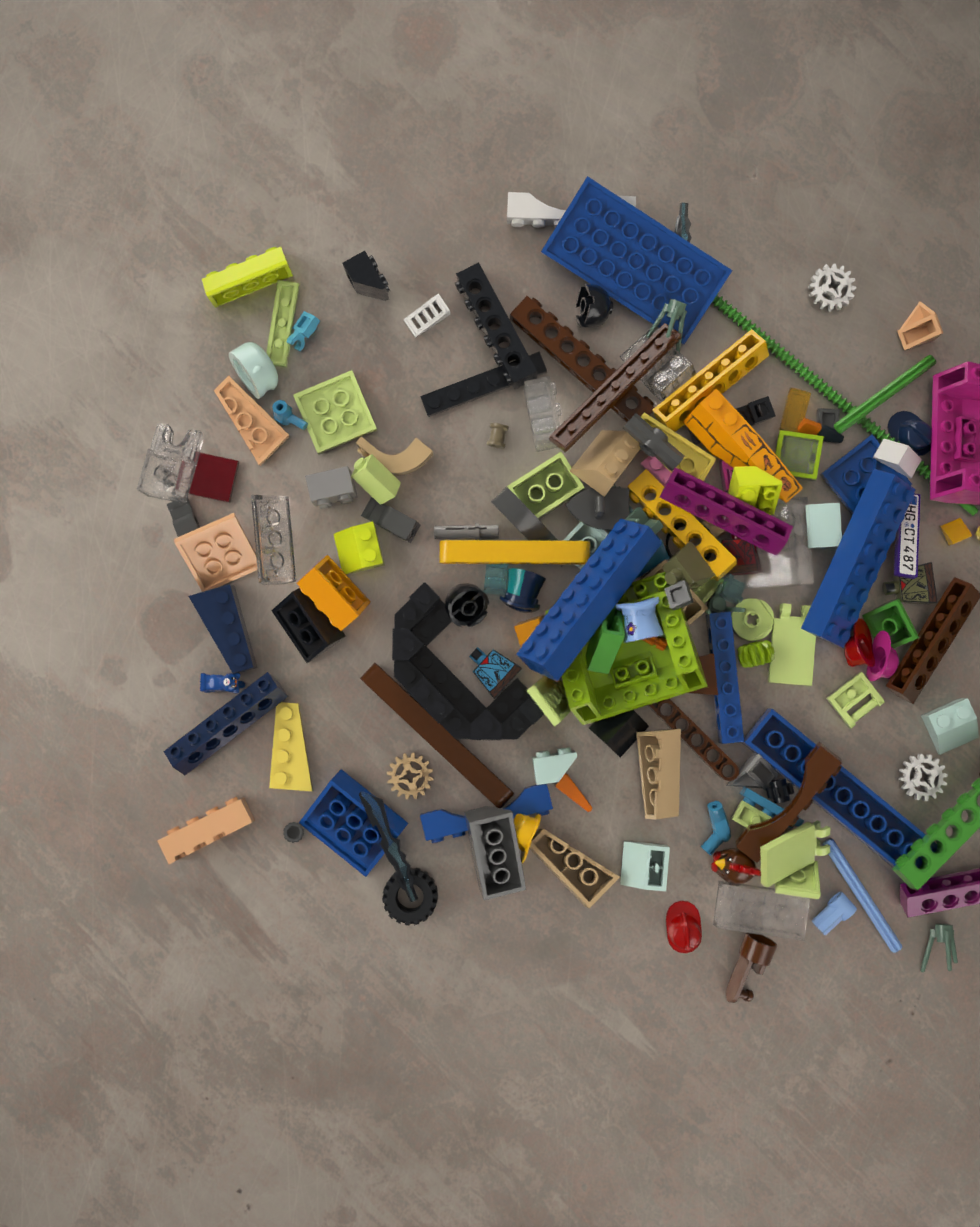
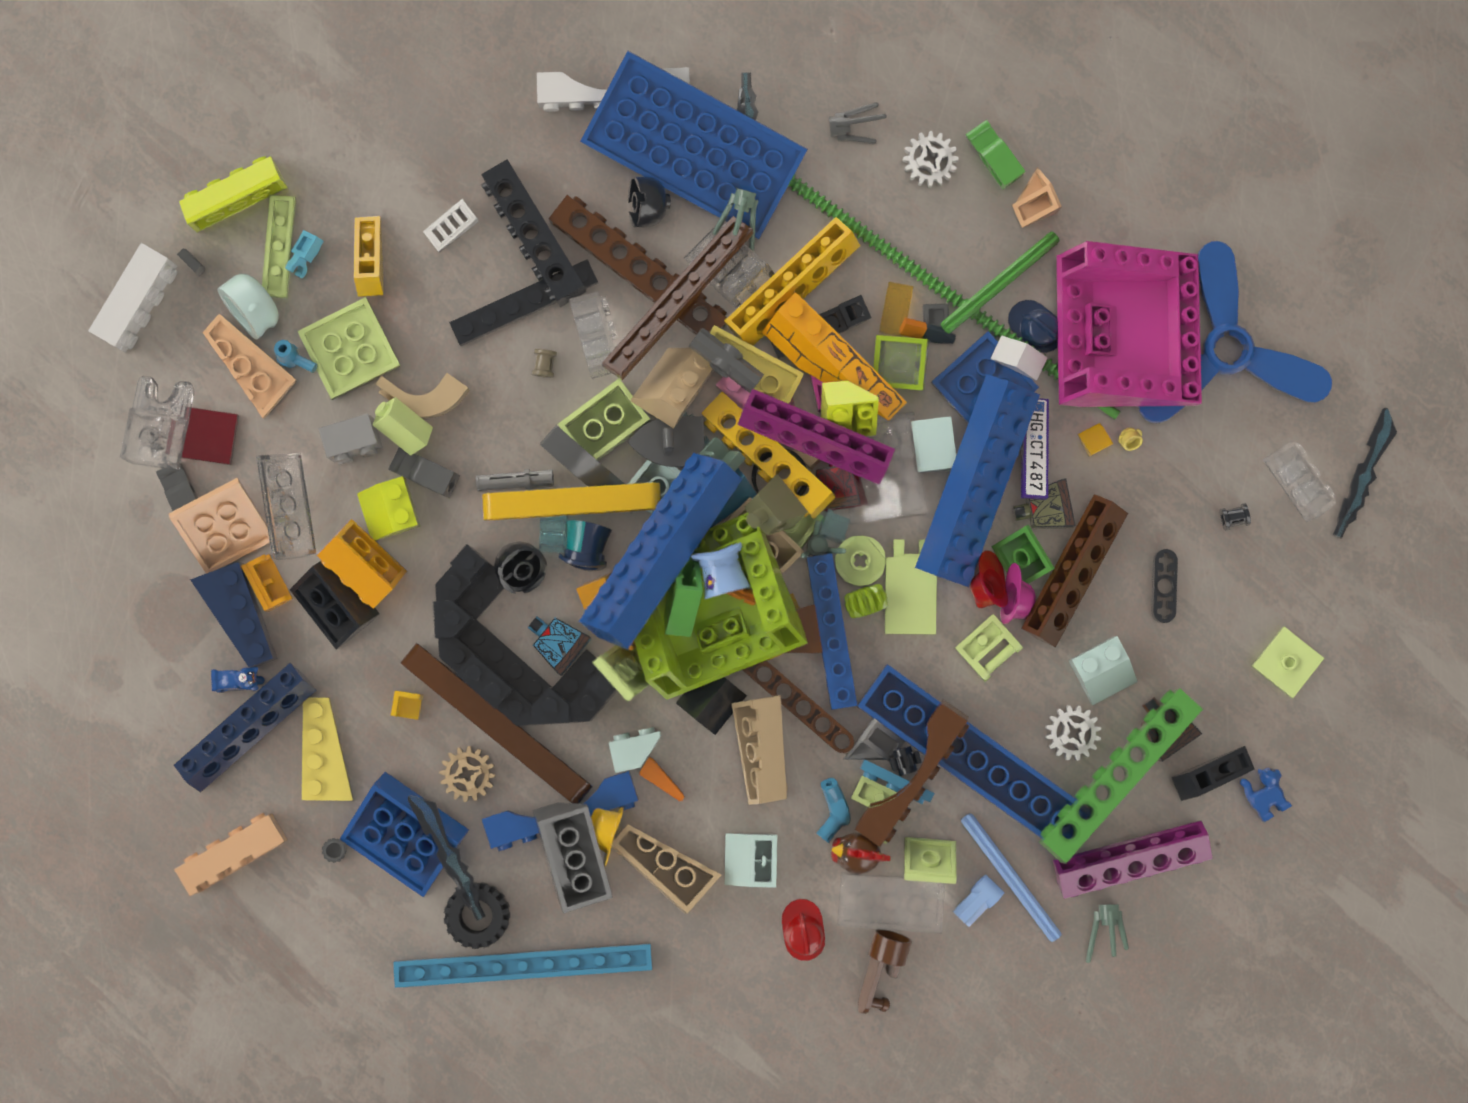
camera: 10 degrees left, 0 degrees up
(158, 357) = (134, 298): none -> white piece
(208, 330) = (191, 261): none -> dark grey tile
(253, 603) = (267, 582): none -> light orange hinge
(356, 336) = (368, 256): none -> yellow slope
(363, 714) = (406, 705): none -> yellow panel
(364, 276) = (372, 185): black slope -> none
(445, 941) = (522, 965): none -> dark azure plate
(679, 595) = (764, 539): tile -> none
(759, 252) = (841, 123): none -> dark grey plant
(792, 852) = (921, 830): yellowish green tile -> none
(887, 288) = (995, 155): none -> bright green piece

